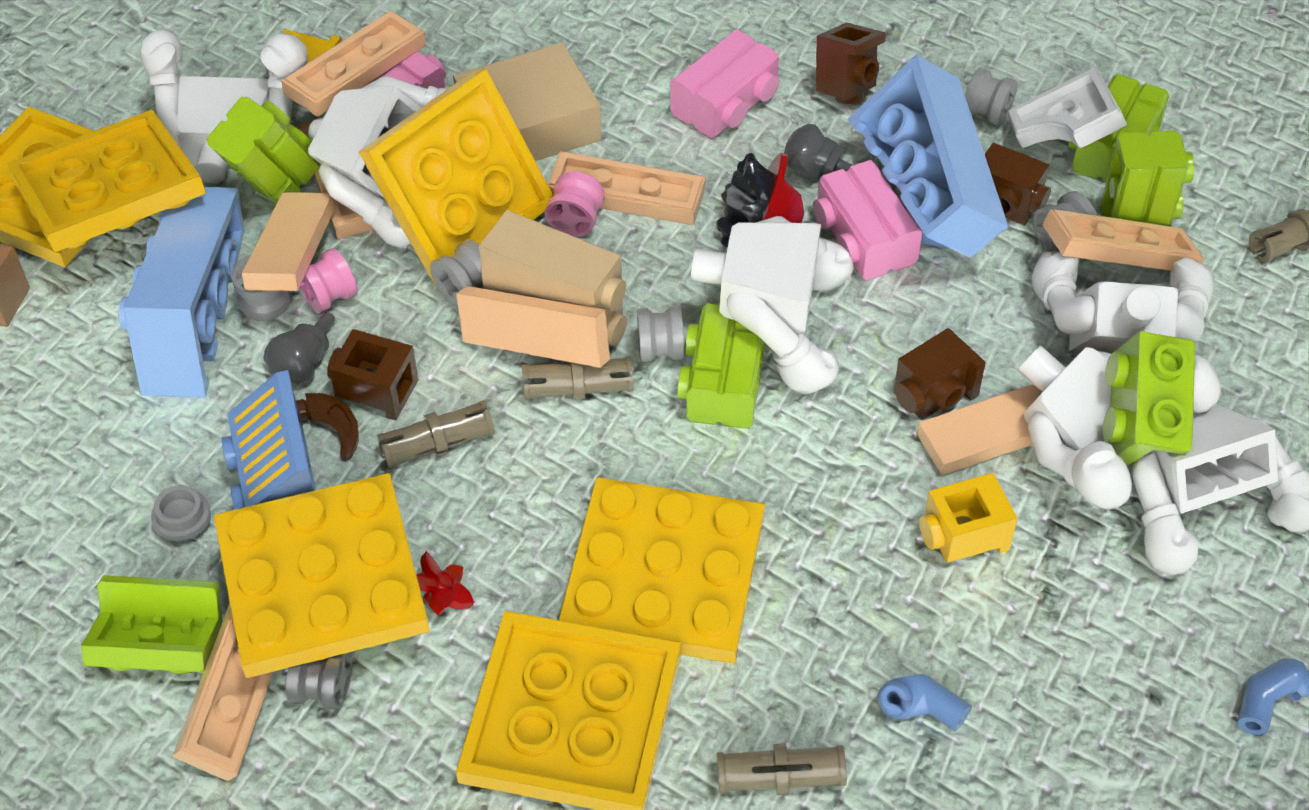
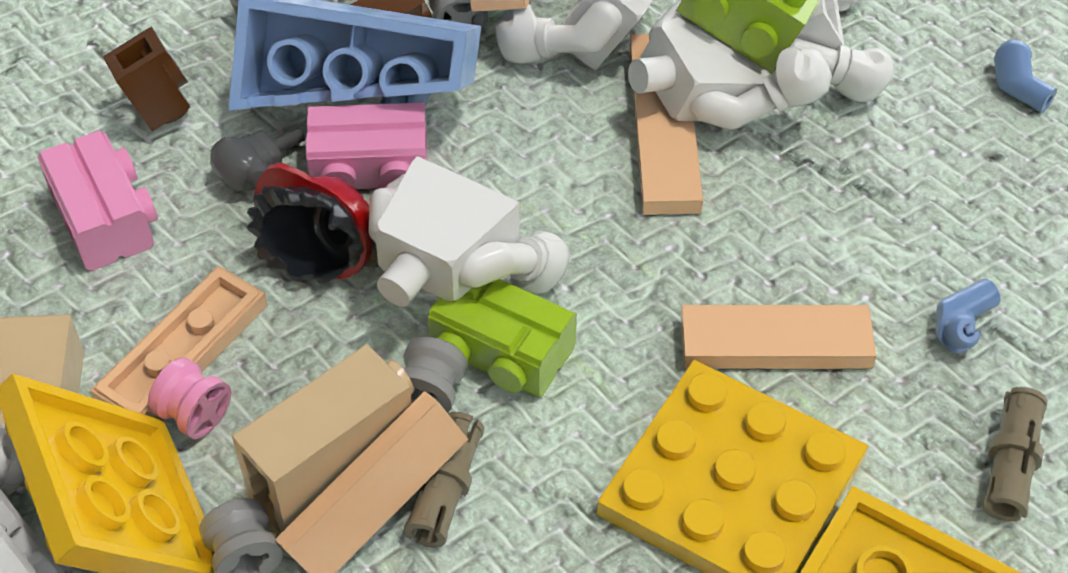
camera: 70 degrees left, 0 degrees up
(827, 564) = (778, 336): none -> light nougat tile
(938, 375) = (597, 164): reddish brown brick -> none
(968, 518) = (782, 215): yellow brick -> none

